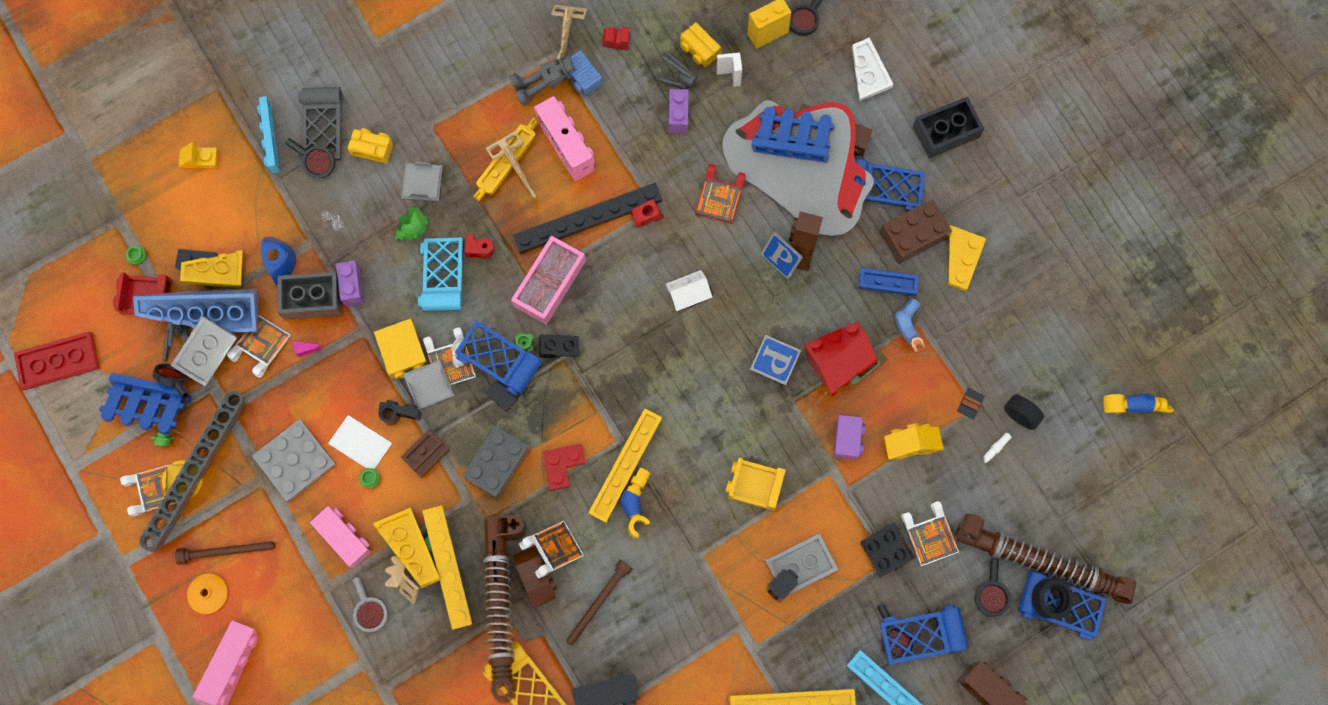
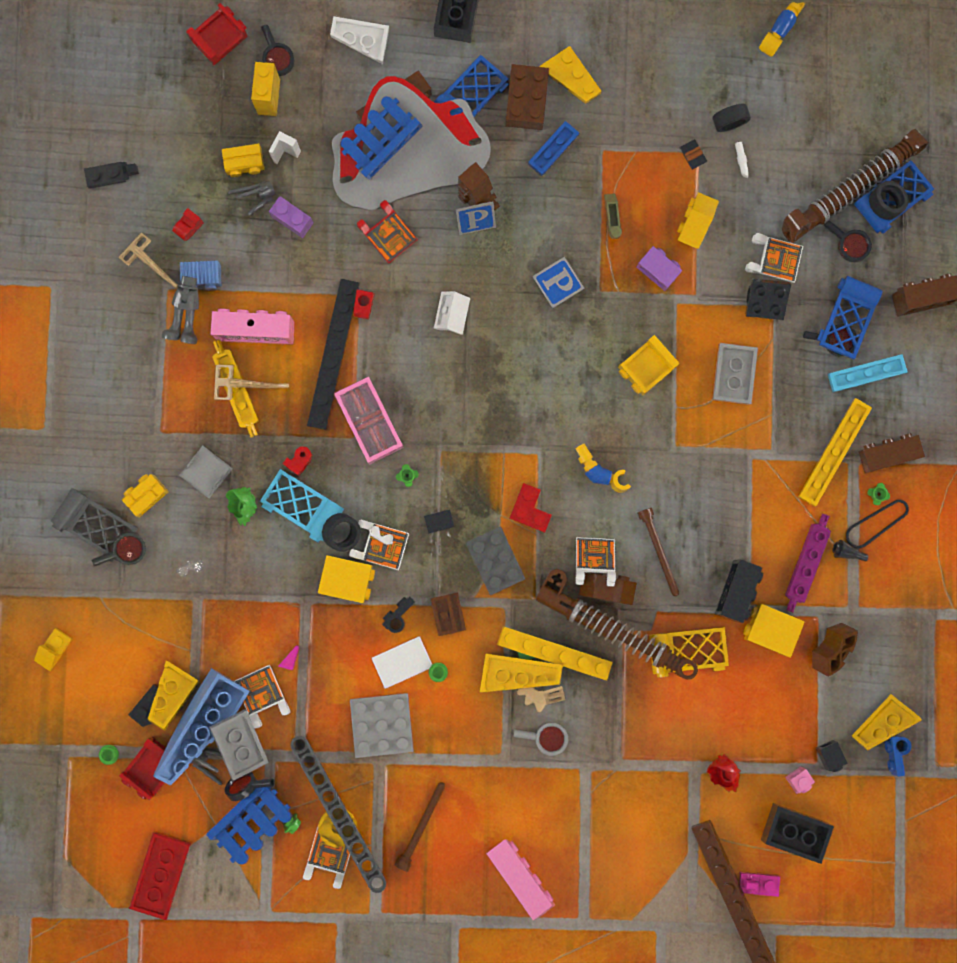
camera: 65 degrees left, 10 degrees up
(216, 595) = (449, 851): light orange dish -> none
(267, 128) = (66, 573): medium azure plate -> none
(286, 261) = (205, 634): blue piece -> none
(309, 295) = (248, 627): dark grey brick -> none
(341, 536) = (473, 724): bright pink brick -> none
(350, 283) = (259, 587): medium lavender brick -> none
(428, 384) = (391, 575): light grey piece -> none
(429, 329) = (350, 541): none -> black tyre
(520, 372) = (432, 497): blue piece -> none
(558, 345) = (429, 449): black plate -> none
(625, 465) = (564, 459): yellow plate -> none
(782, 585) = (746, 398): black brick -> none
(840, 356) = (592, 229): red wedge -> none
(905, 326) = (597, 159): medium blue arm -> none

